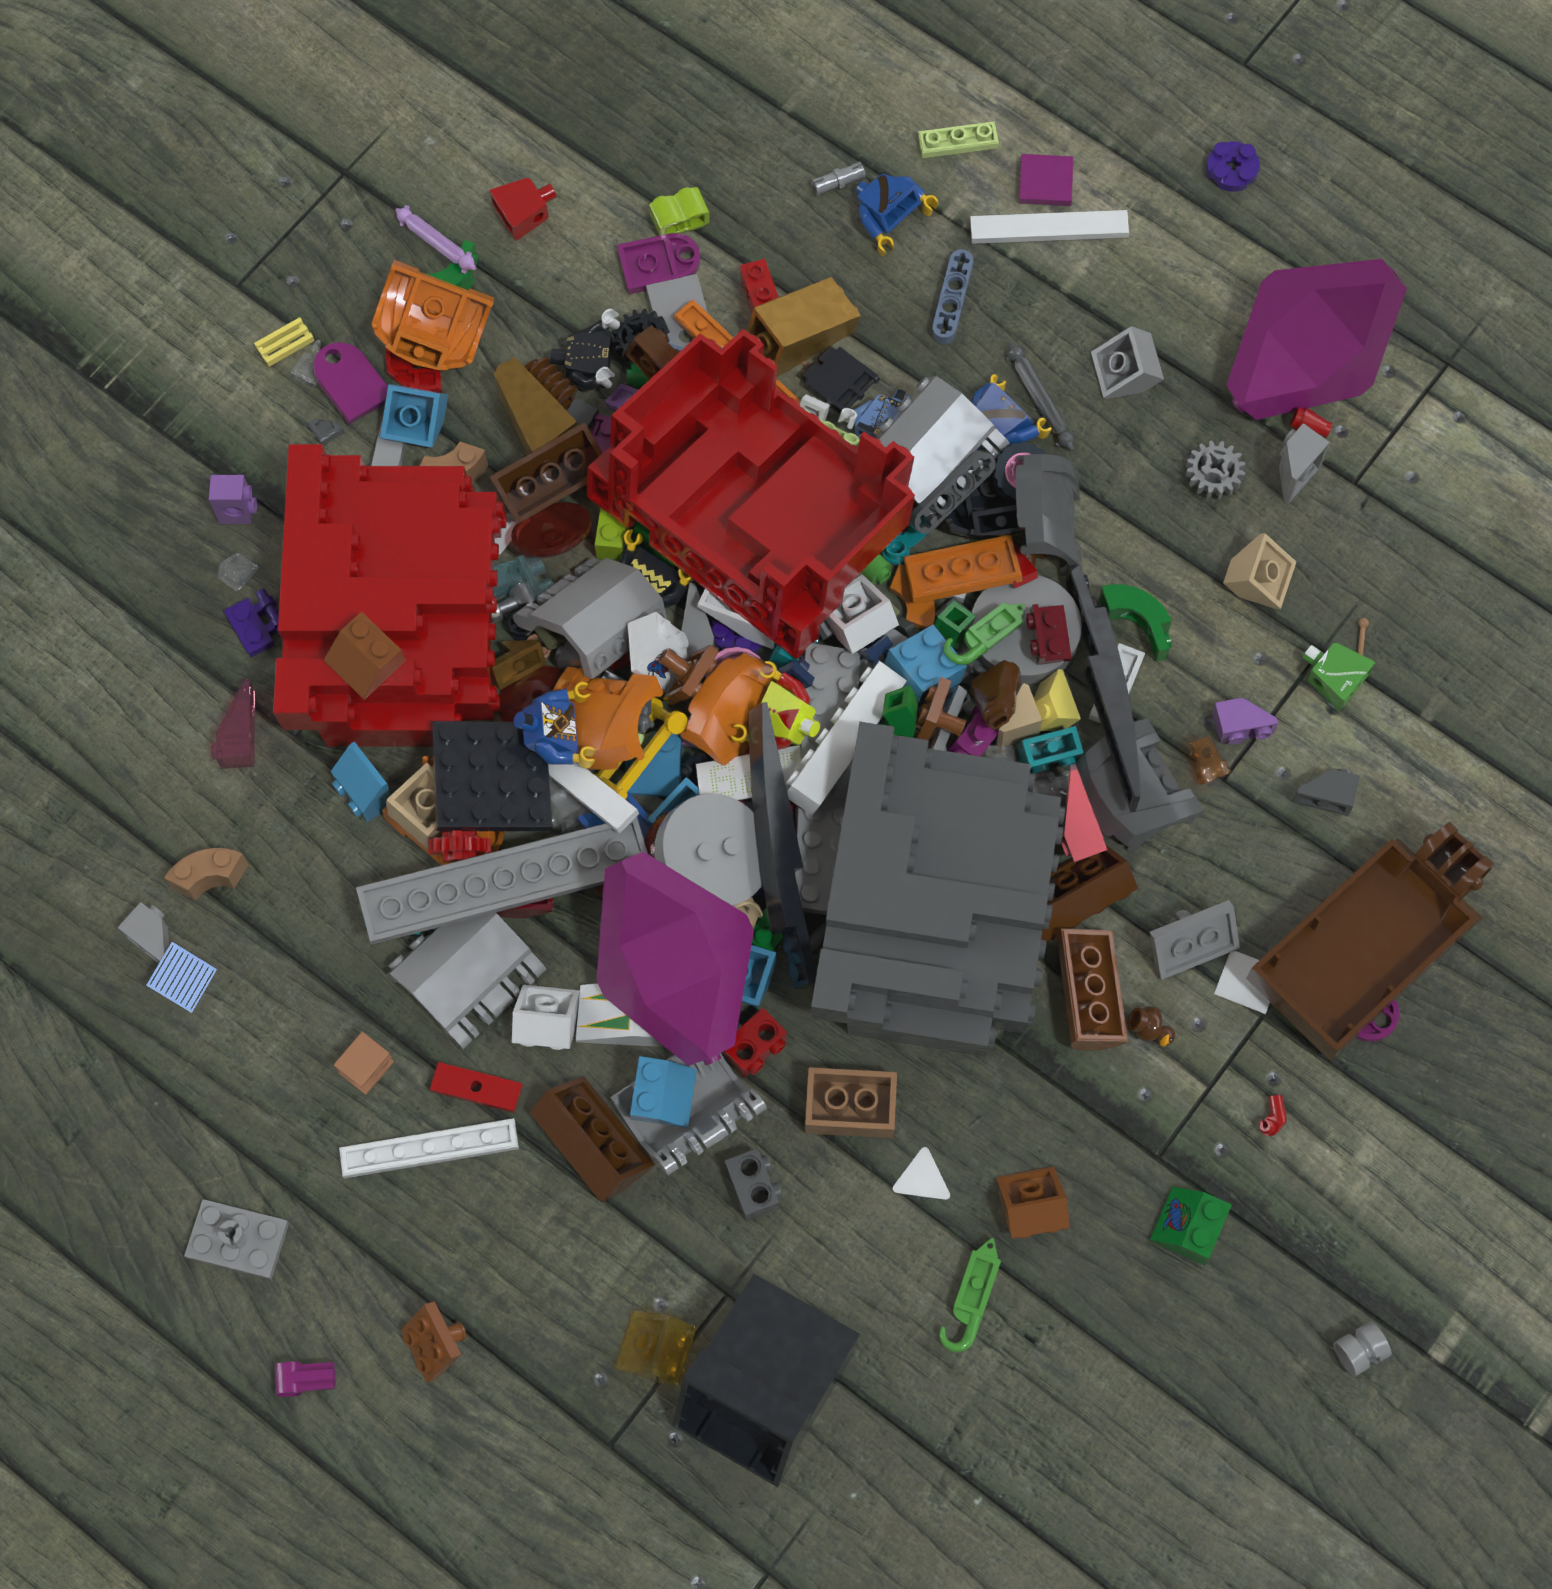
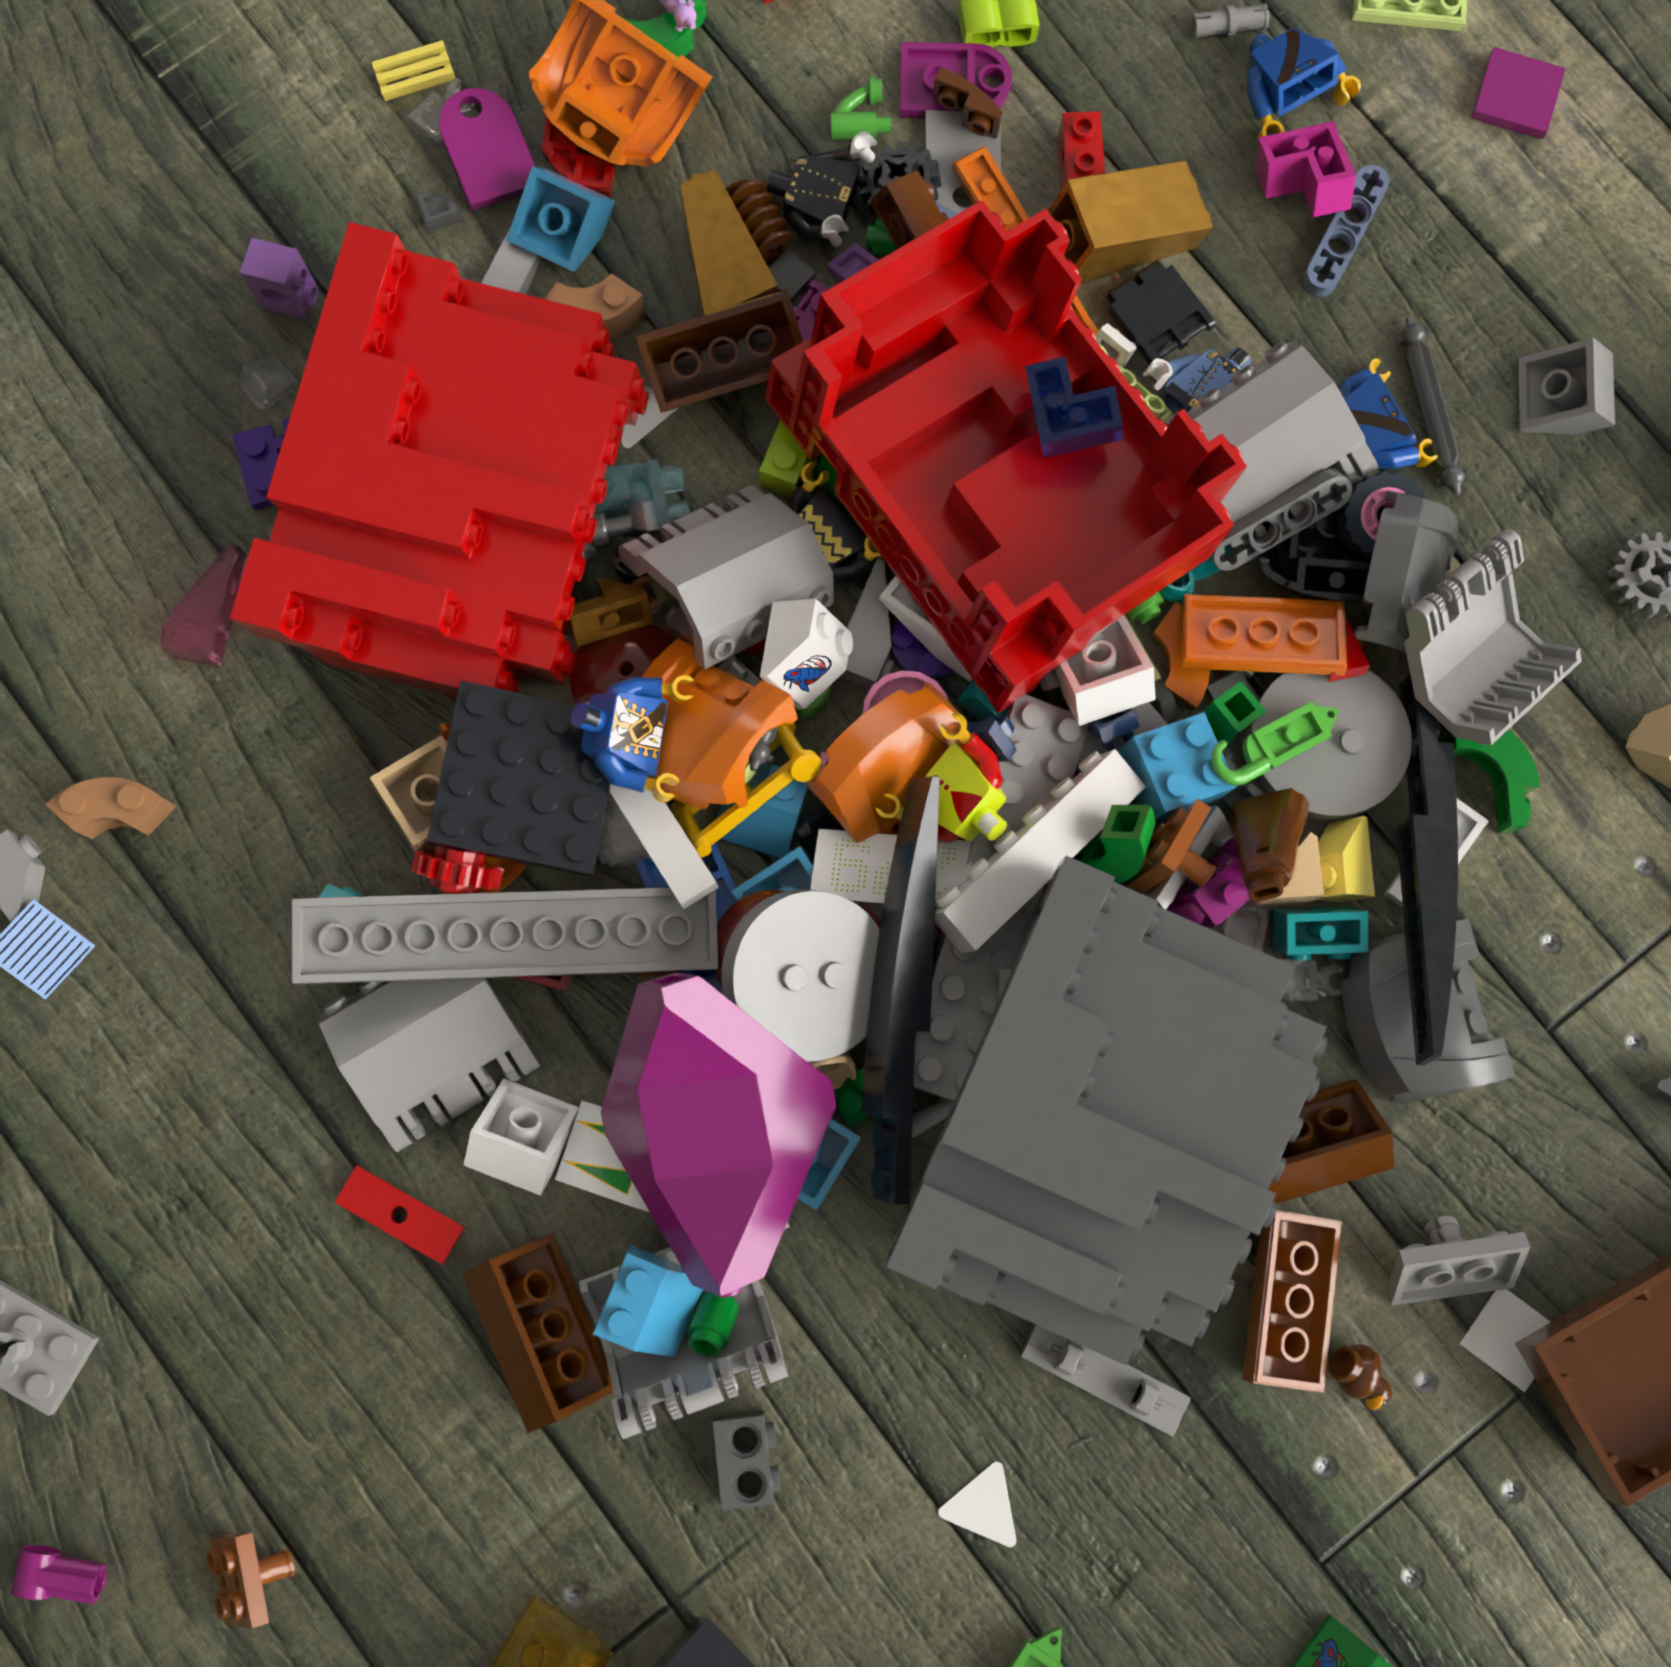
camera: 10 degrees right, 10 degrees up
(360, 783) = (352, 734): dark azure slope -> none
(364, 656) = (375, 568): dark orange slope -> none
(364, 1063) = (254, 1140): nougat piece -> none
(428, 1148) = (314, 1283): white tile -> none
(552, 530) = (706, 434): clear red dish -> none
(595, 307) = (848, 124): none -> bright green plant
(682, 277) = (978, 109): none -> reddish brown slope
(688, 672) = (841, 696): dark orange plate -> none
(707, 1097) = (712, 1324): none -> green brick
(748, 1038) = (794, 1243): red brick -> none
(794, 458) = (1069, 420): none -> clear blue brick
(851, 1102) = (912, 1381): medium nougat brick -> none
(914, 258) = (1309, 162): none -> dark pink brick
(981, 1073) = (1107, 1379): none -> light grey hinge
(1033, 1202) = (1130, 1591): dark orange slope -> none
(1049, 226) = (1506, 162): white tile -> none
(1049, 634) = (1362, 763): dark red bracket -> none
(1081, 828) = (1343, 1062): coral slope -> none
(1101, 540) = (1472, 652): none -> light grey hinge
(1209, 767) = (1540, 1008): clear orange plate -> none
(1242, 720) = (1598, 953): medium lavender slope -> none
(1276, 1119) = (1502, 1556): red arm -> none

